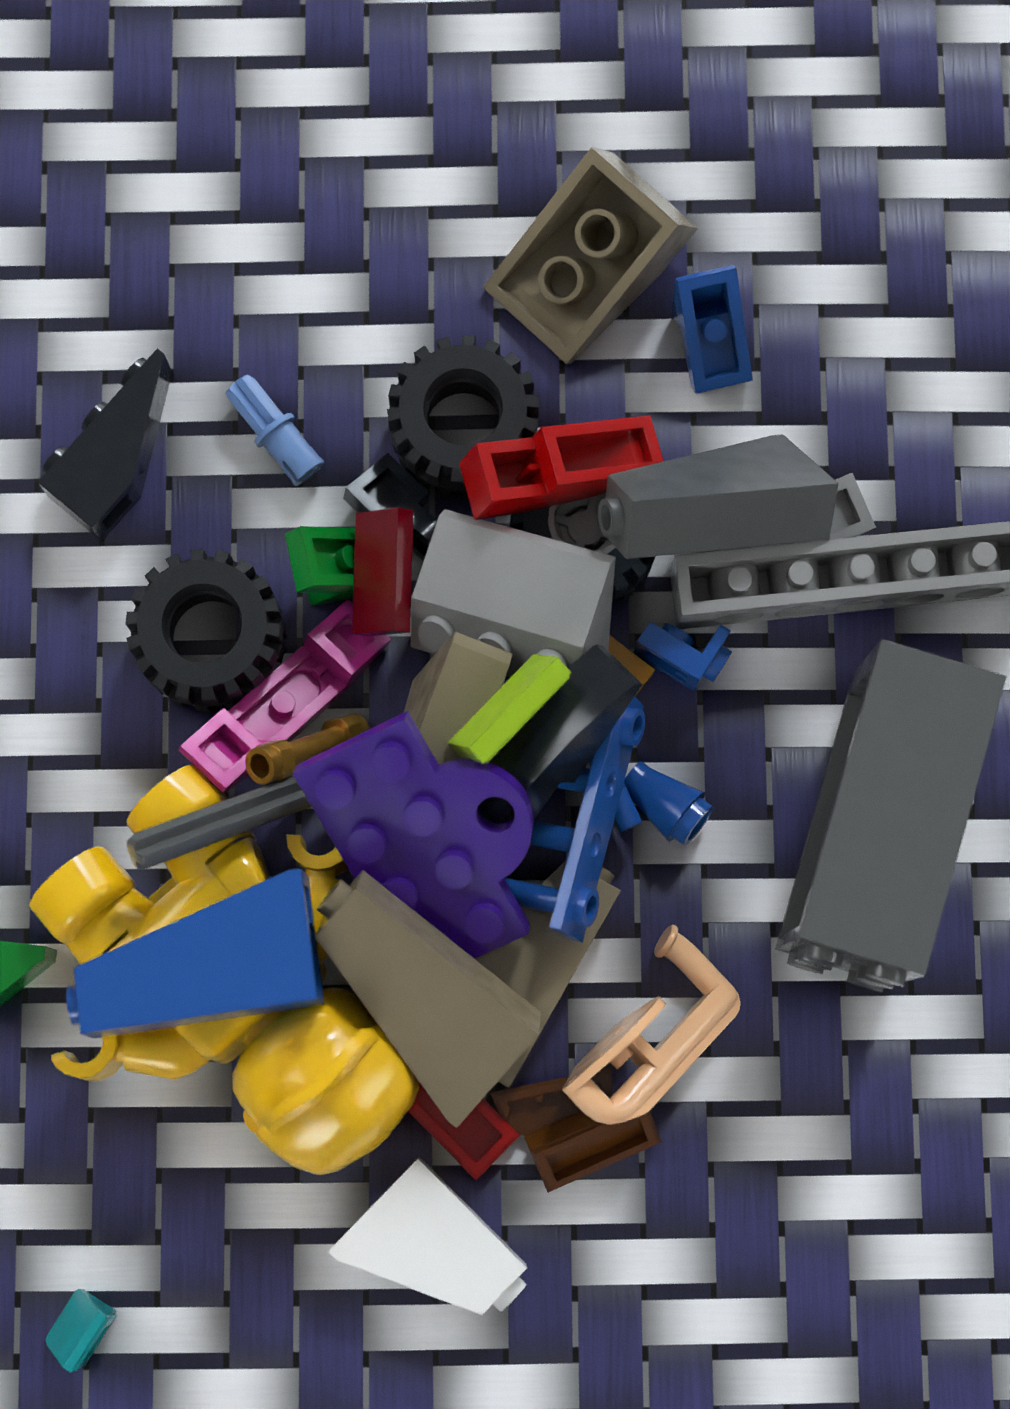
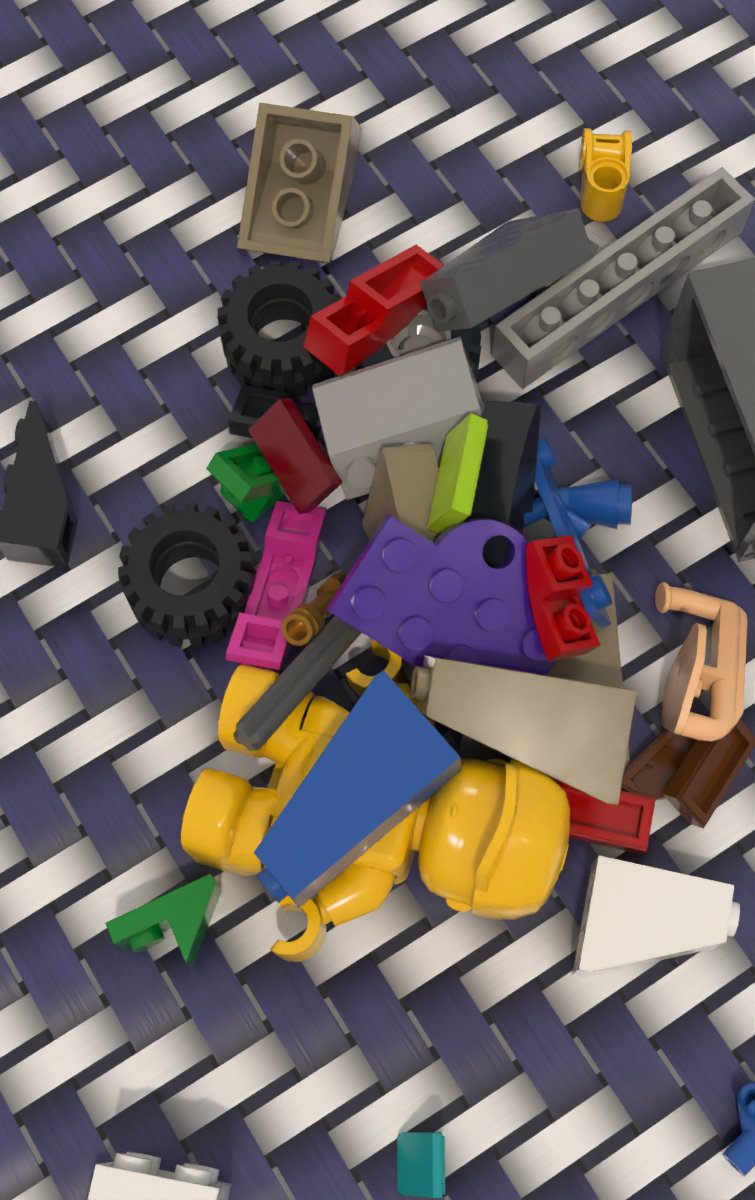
camera: 30 degrees left, 10 degrees down
(274, 430) = (149, 416): medium blue axle -> none
(533, 877) = (554, 584): none -> red slope
(673, 653) = (551, 396): blue bracket -> none
(712, 328) = (412, 174): blue slope -> none
(933, 428) = (604, 173): none -> yellow piece

